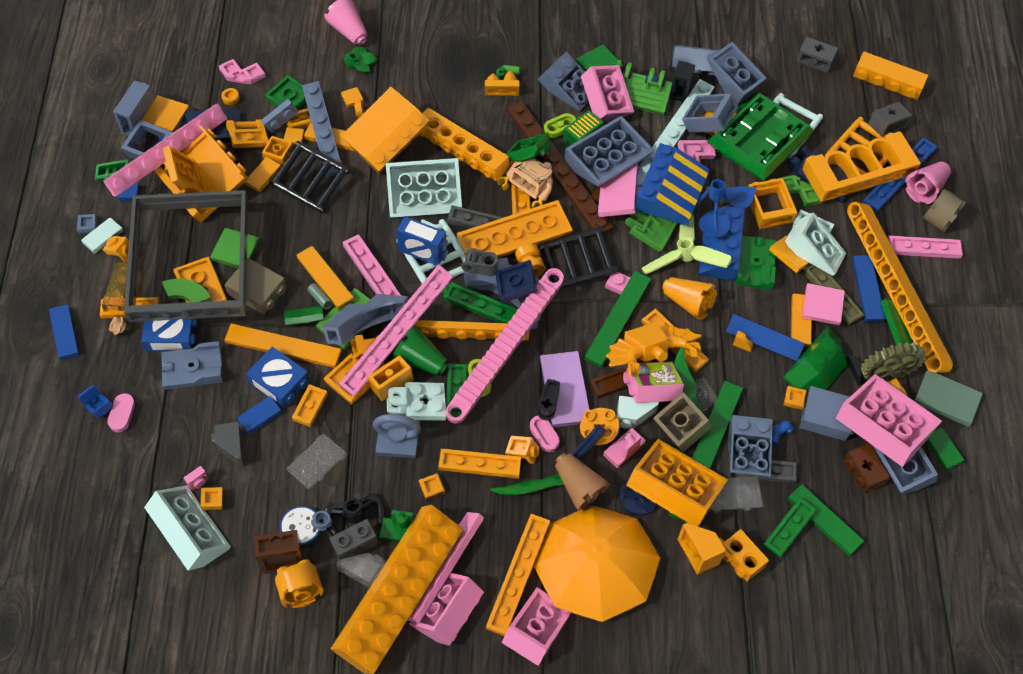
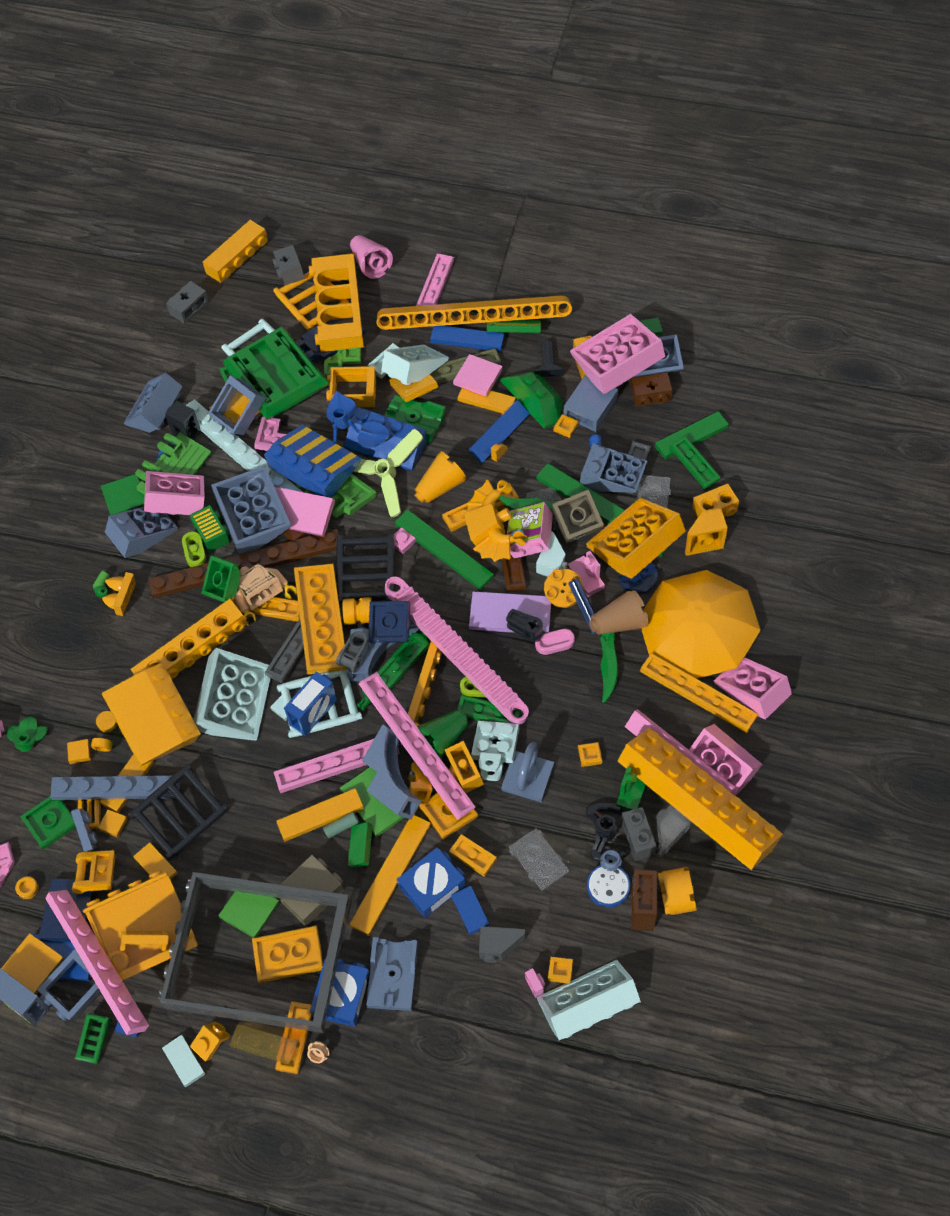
camera: 70 degrees left, 0 degrees up
(64, 332) = (307, 1117): blue tile -> none
(87, 223) = (160, 1078): sand blue tile -> none
(95, 402) = (415, 1084): blue bracket -> none
(121, 412) = (431, 1059): bright pink tile -> none
(186, 290) = (294, 965): bright green tile -> none
(278, 150) = (127, 843): light orange piece -> none
(479, 463) = (576, 704): light orange plate -> none
(523, 447) = (568, 662): light orange bracket -> none
(736, 73) = (193, 372): sand blue slope -> none
(882, 193) = (367, 298): blue tile -> none
(894, 361) = (560, 335): olive gear -> none
(944, 210) = (406, 253): dark tan brick -> none
(948, 398) = (594, 311): sand green tile -> none

